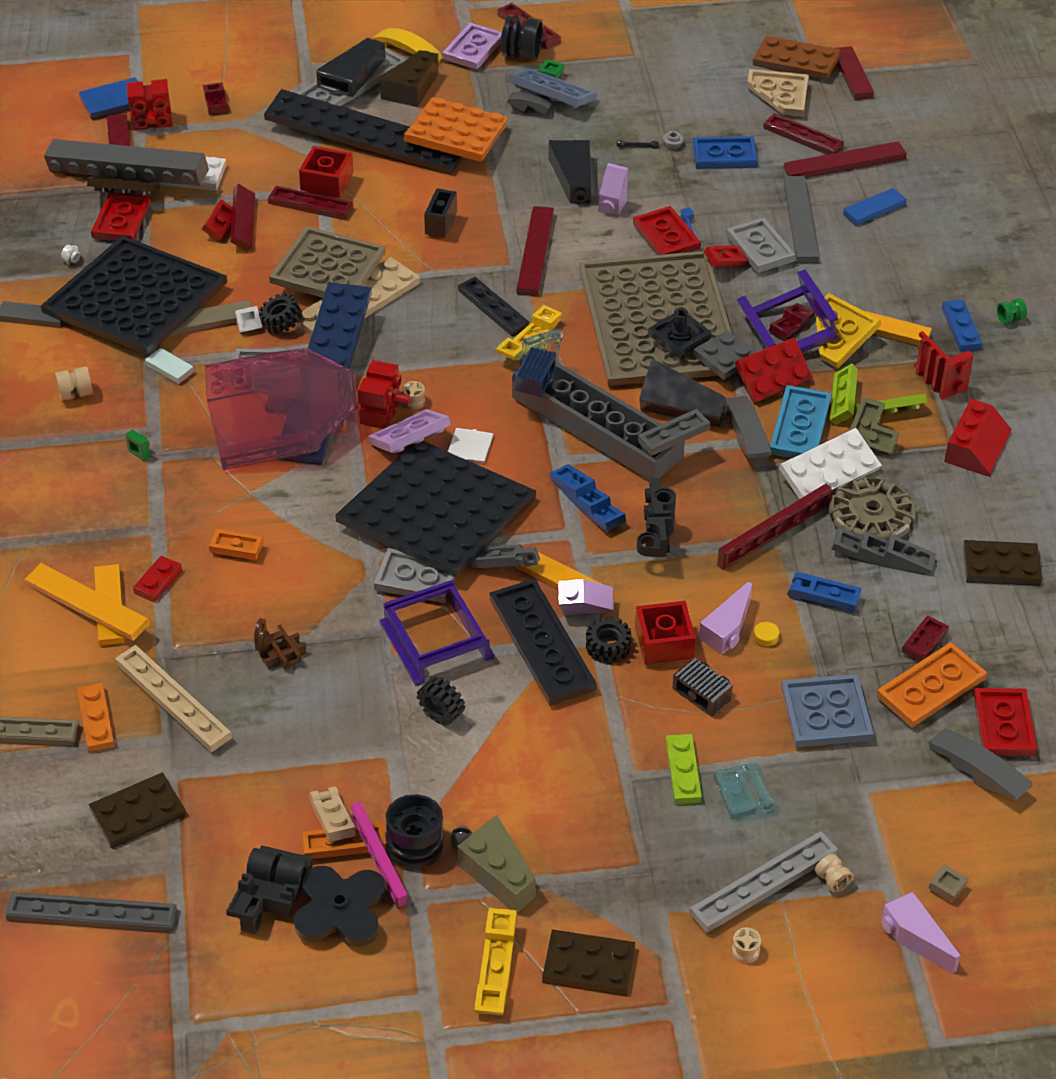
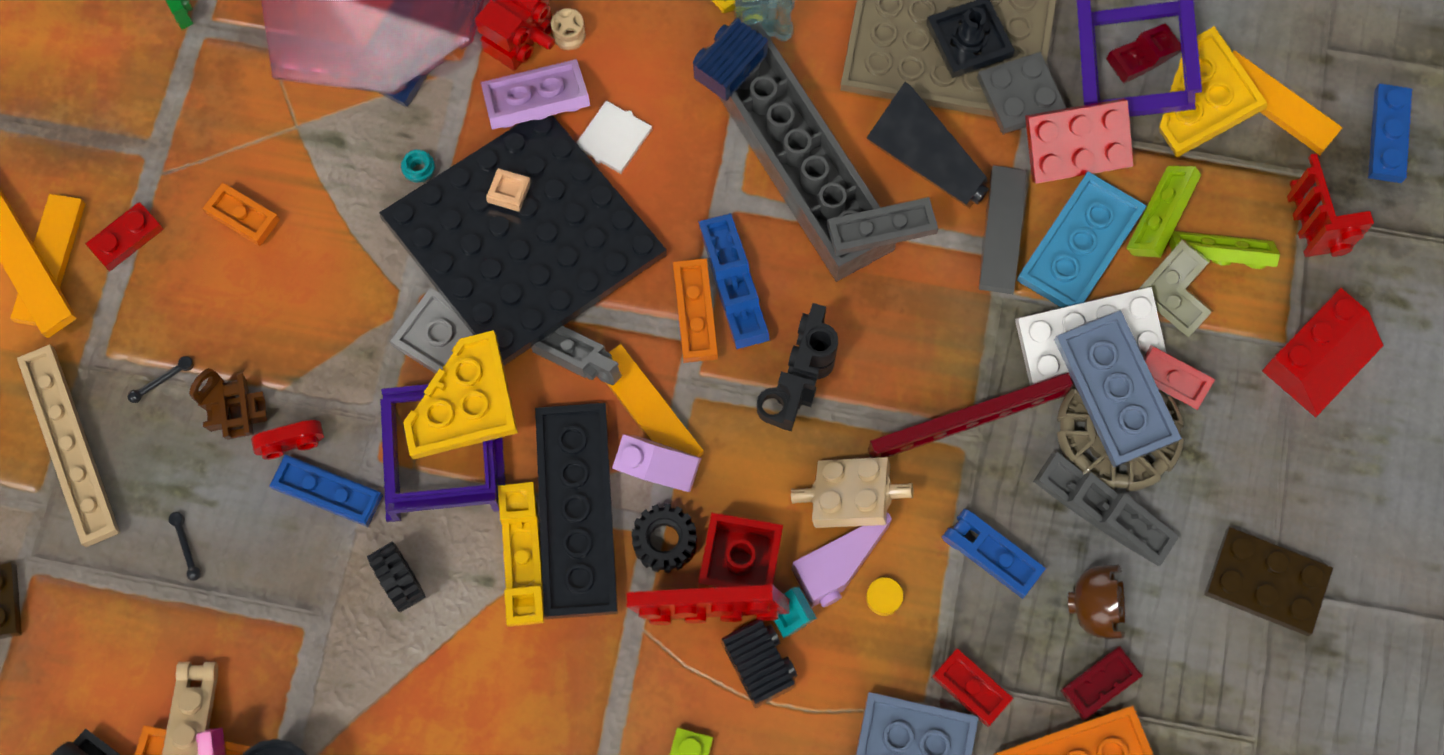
camera: 20 degrees right, 25 degrees up
(233, 637) = (185, 363): none -> black hinge
(268, 722) = (177, 520): none -> black hinge
(327, 653) = (299, 435): none -> red plate
(345, 490) = (414, 158): none -> teal plate
(365, 678) = (326, 490): none -> blue tile
(417, 479) = (508, 189): none -> light nougat tile
(445, 590) = (463, 401): none -> yellow plate
(515, 672) = (521, 554): none -> yellow slope
(570, 518) = (695, 310): none -> orange plate
(657, 651) = (700, 603): none -> red plate
(711, 652) = (799, 613): none -> teal tile
(719, 580) = (851, 492): none -> tan plate
(845, 662) = (972, 687): none -> red plate
(860, 481) = (1117, 388): none -> sand blue plate
(892, 472) = (1177, 377): none -> plate
(904, 593) = (1099, 602): none -> reddish brown cylinder

